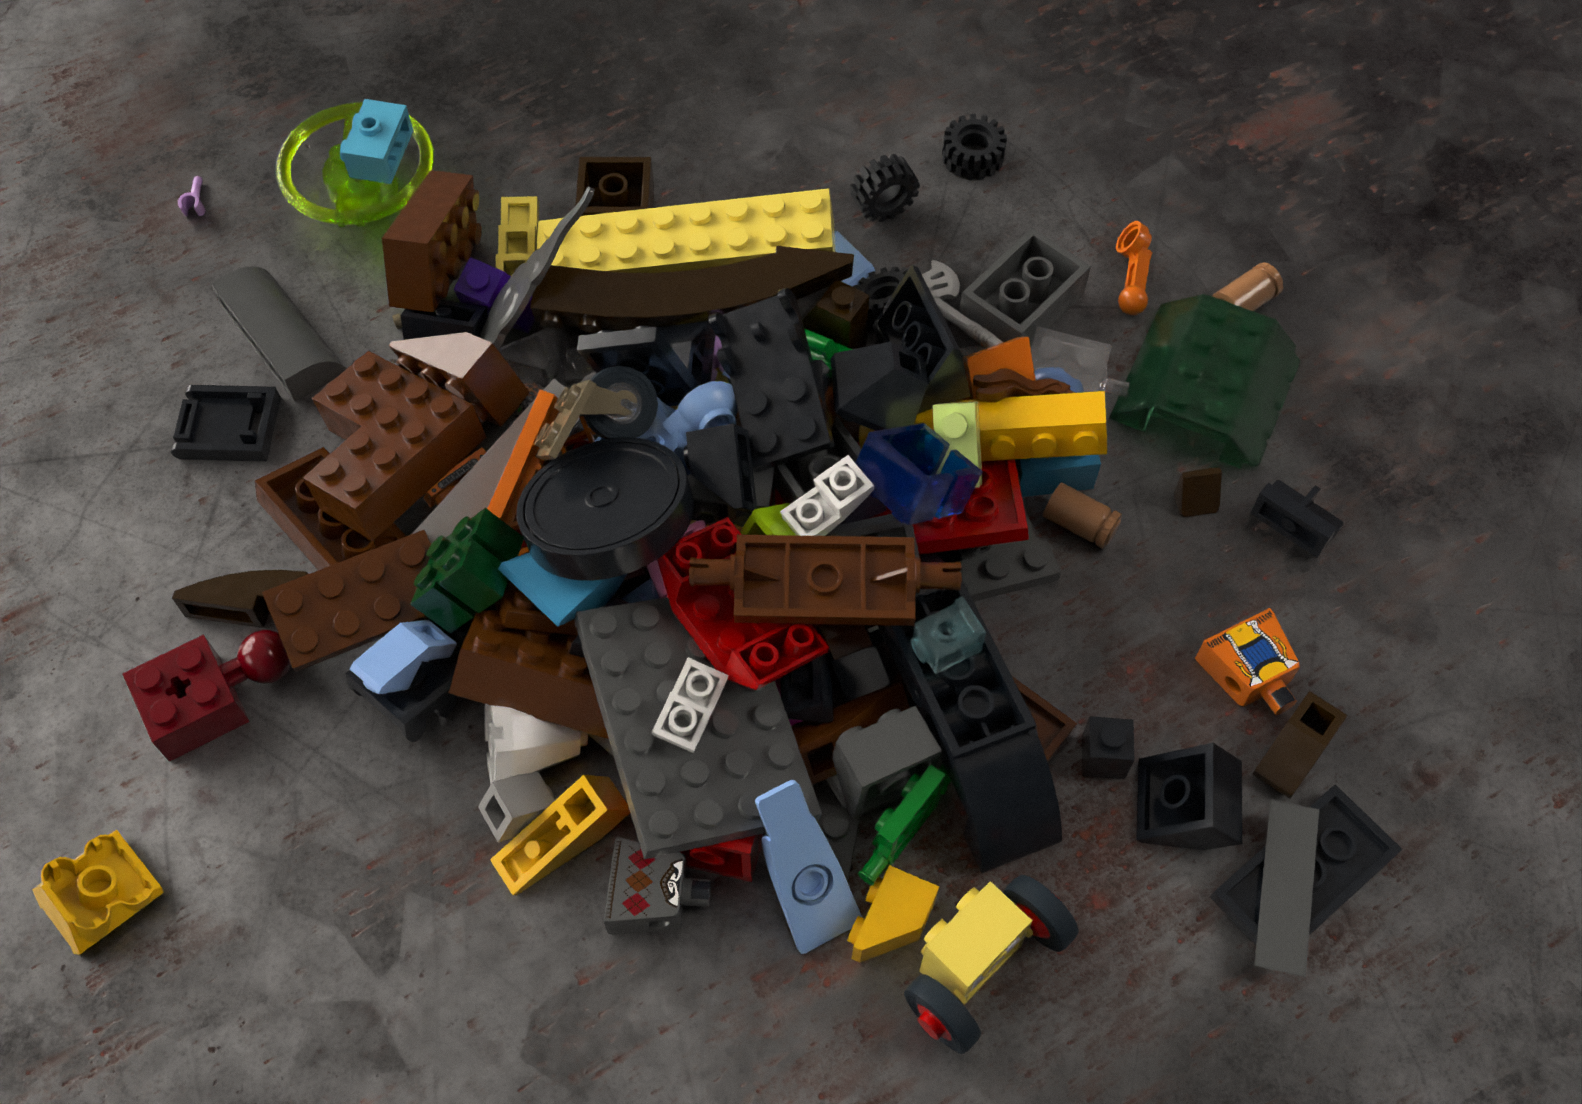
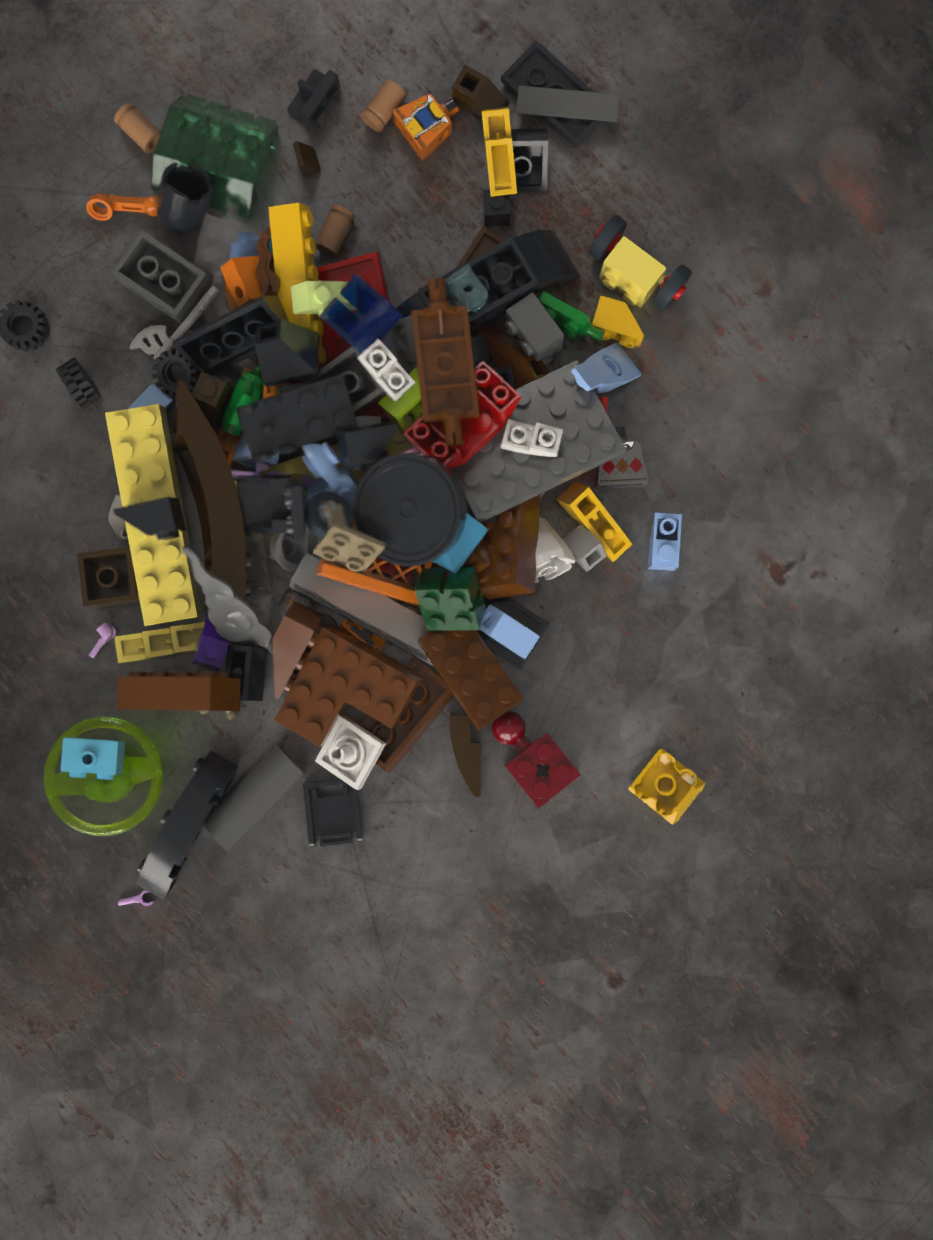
camera: 95 degrees left, 25 degrees up
(268, 238) = (184, 824): none -> black brick
(293, 439) = (350, 752): none -> white plate
(494, 938) = (665, 542): none -> light blue slope
(546, 196) = (107, 633): none -> lavender hand
(665, 214) = (155, 517): none -> black slope
(1138, 320) = (184, 197): none -> black cylinder
(1194, 738) = (499, 151): none -> yellow slope
(1291, 607) = (382, 105): none -> medium nougat piece

